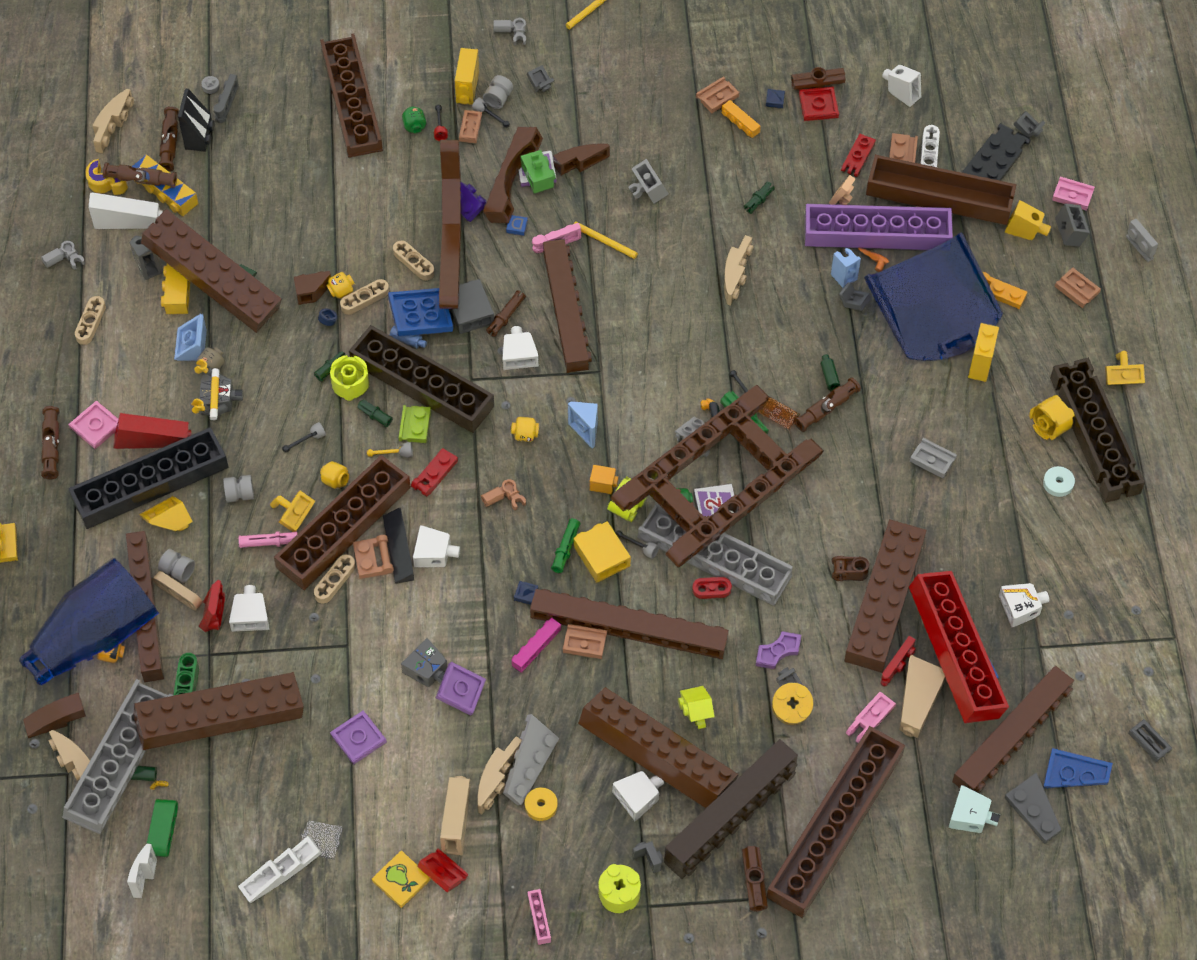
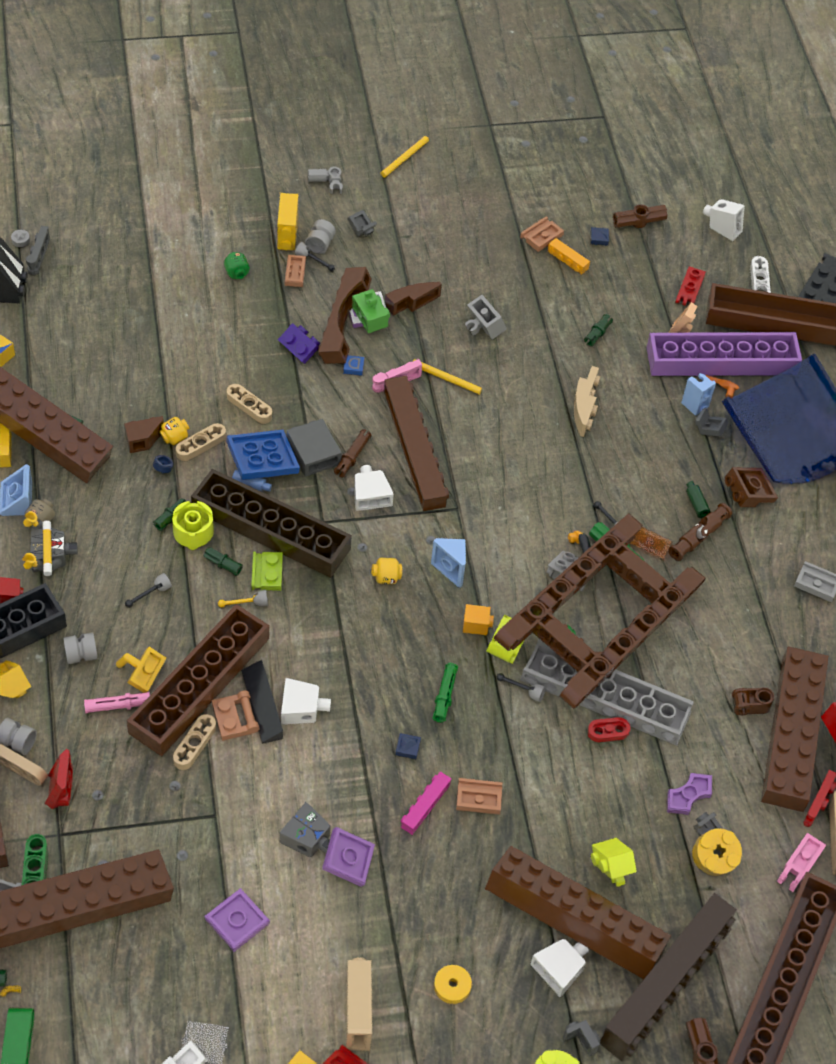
camera: 10 degrees left, 5 degrees down
(248, 611) = (101, 783): white torso -> none
(334, 475) = (185, 629): yellow head -> none
(351, 96) = (169, 246): reddish brown tile -> none
(434, 472) = (294, 621): red plate -> none
(440, 129) = (268, 279): red hinge -> none
(450, 225) = (286, 363): reddish brown beam -> none
(494, 774) = (397, 953): tan slope -> none
(508, 490) = (377, 636): nougat bar -> none
(529, 759) = (439, 923): light grey wing -> none
(602, 551) = (485, 696): yellow brick -> none
(630, 623) = (527, 773): reddish brown brick -> none
(710, 498) = (597, 633): tile -> none
(818, 103) = (643, 240): red tile -> none
(882, 362) = (750, 486): none -> reddish brown plate
(903, 147) = (733, 276): nougat plate -> none

